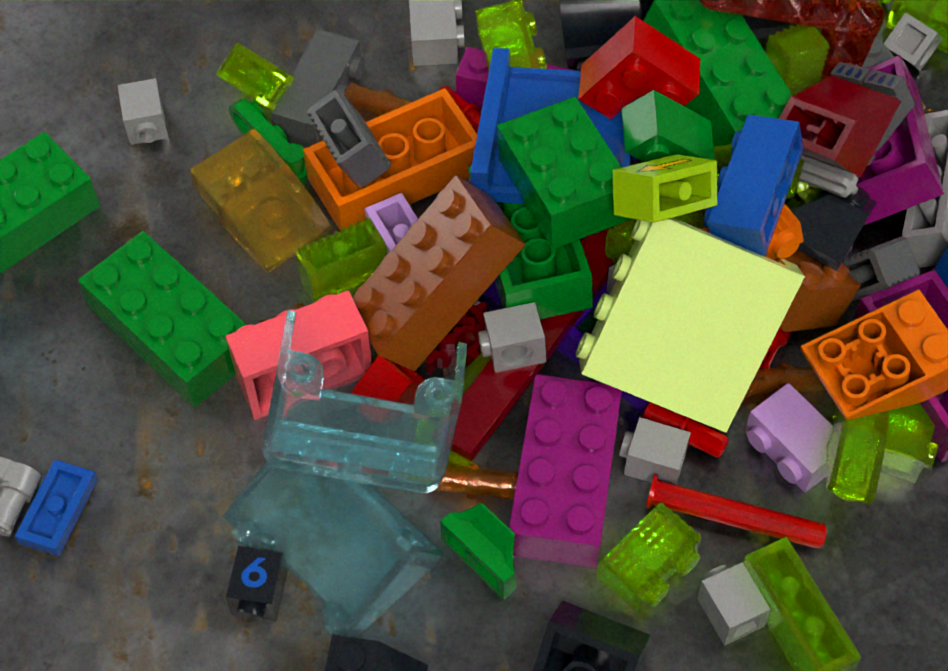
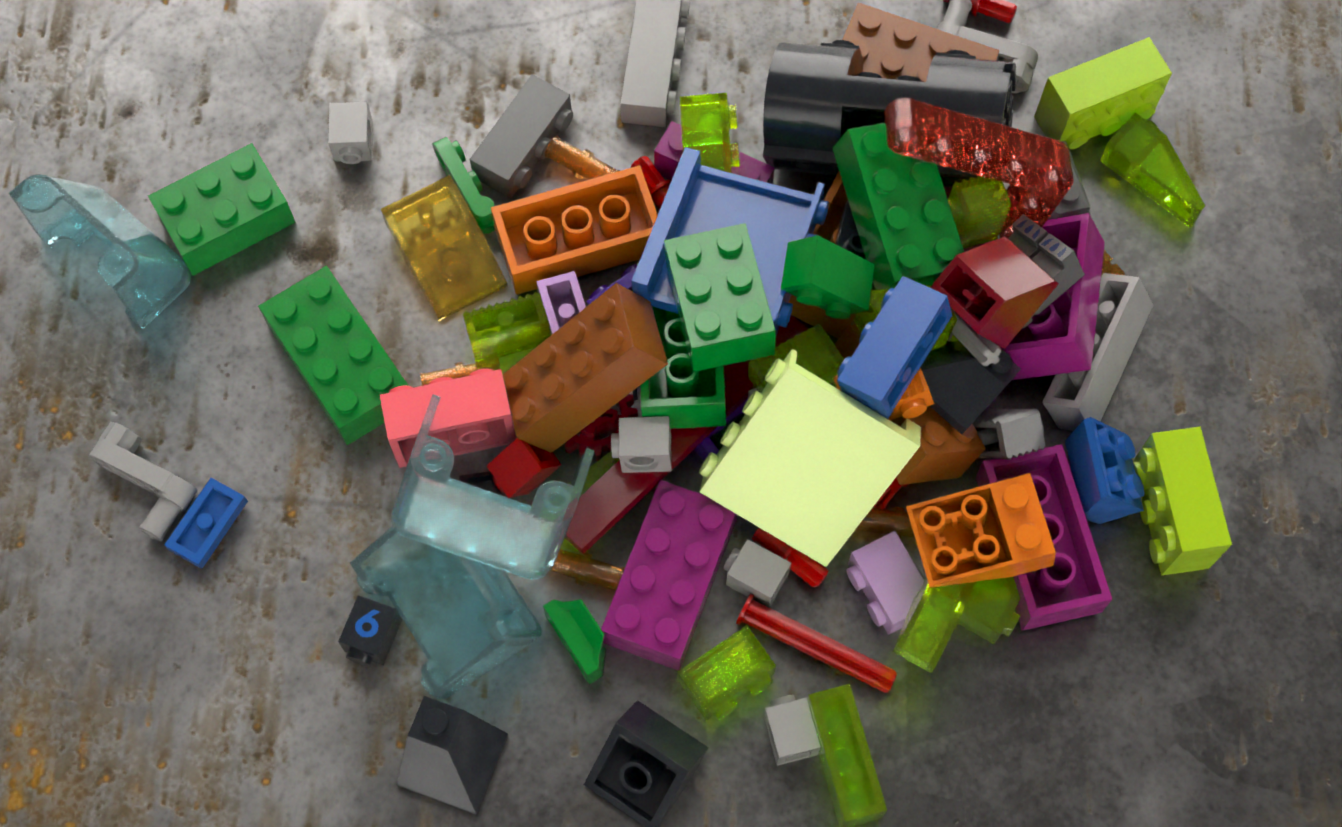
camera: 10 degrees right, 10 degrees up
(254, 77) = (461, 118): clear neon green slope -> none
(348, 138) = (532, 211): dark grey brick -> none
(634, 65) = (816, 201): red brick -> none
(665, 188) = (801, 343): lime brick -> none
(913, 41) = (1115, 189): light grey brick -> none

